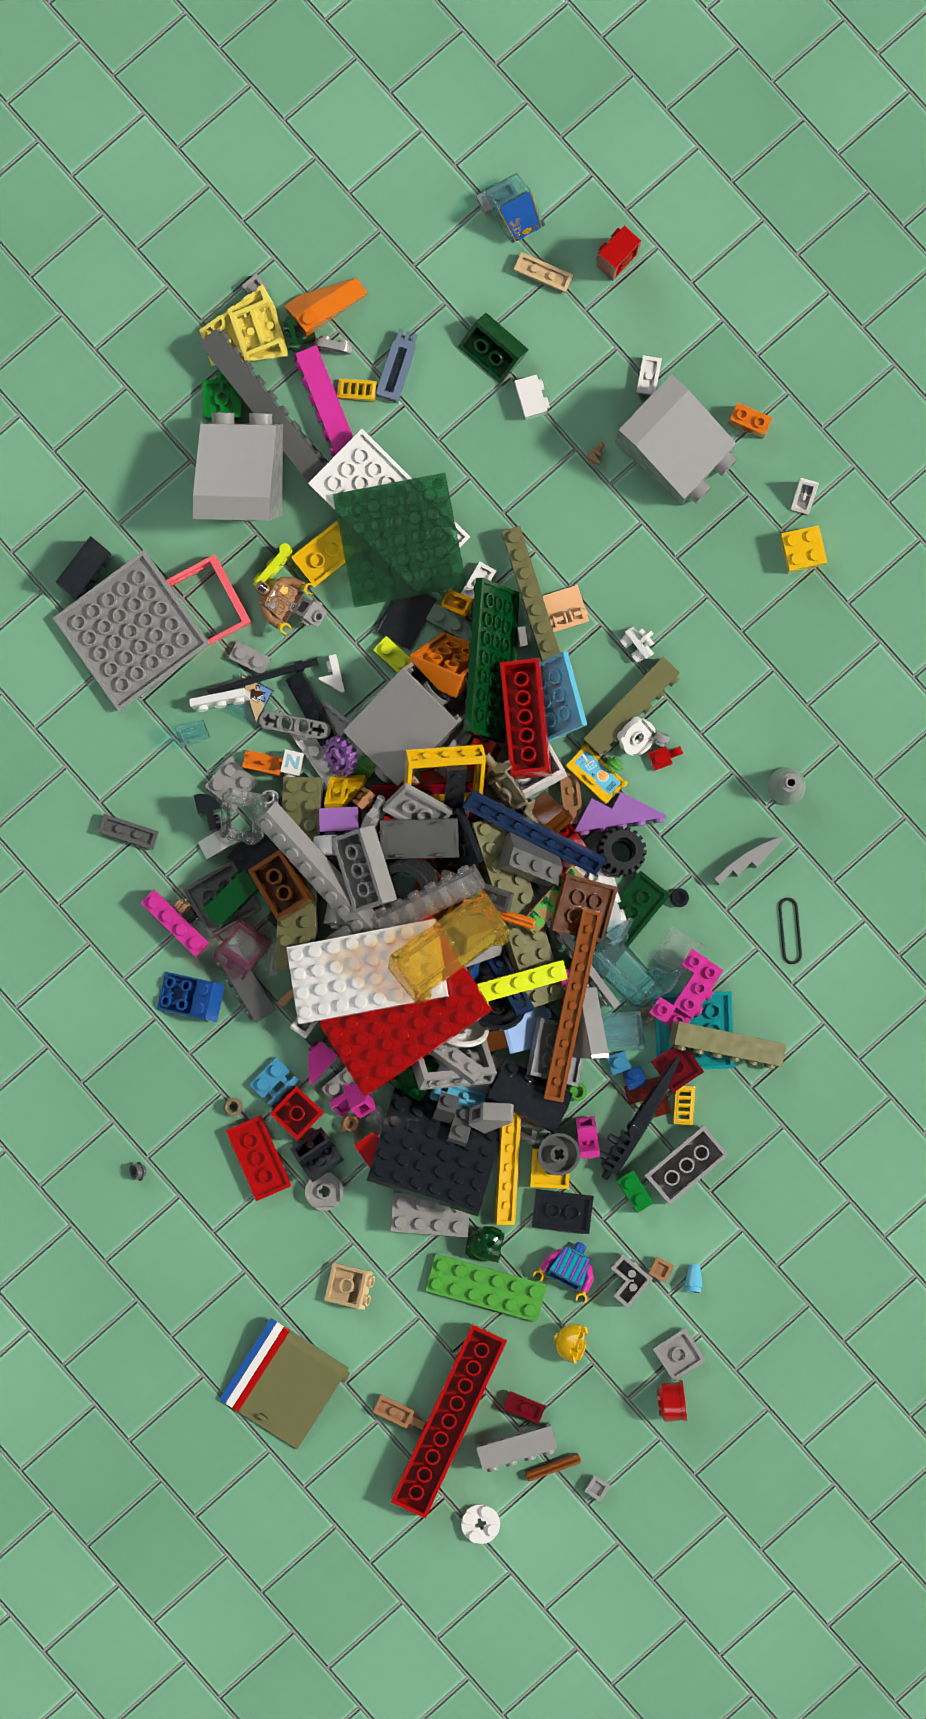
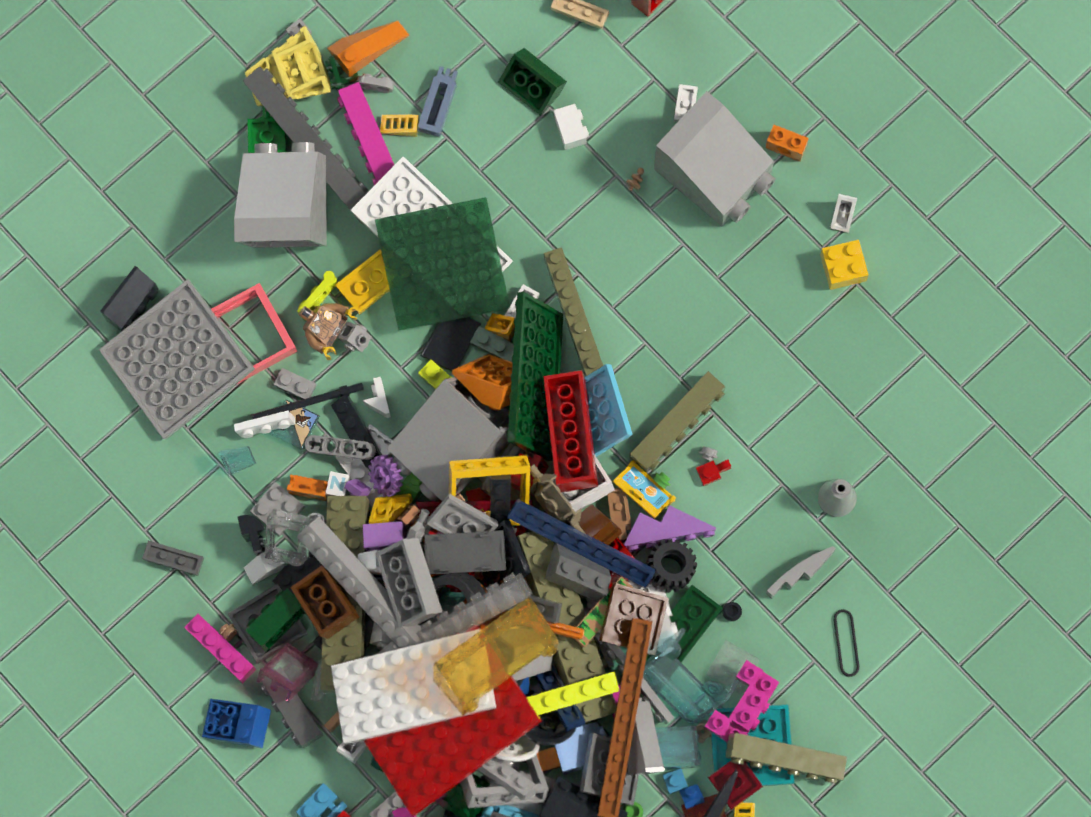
camera: 10 degrees right, 10 degrees down
(312, 767) = (357, 488): none -> medium lavender plate
(319, 1060) = (368, 785): dark pink slope -> none
(523, 637) = (568, 356): light grey plate -> none
(565, 608) = (609, 328): light nougat hinge -> none
(635, 727) = (677, 444): white plate -> none
(643, 650) = (677, 354): white hips -> none

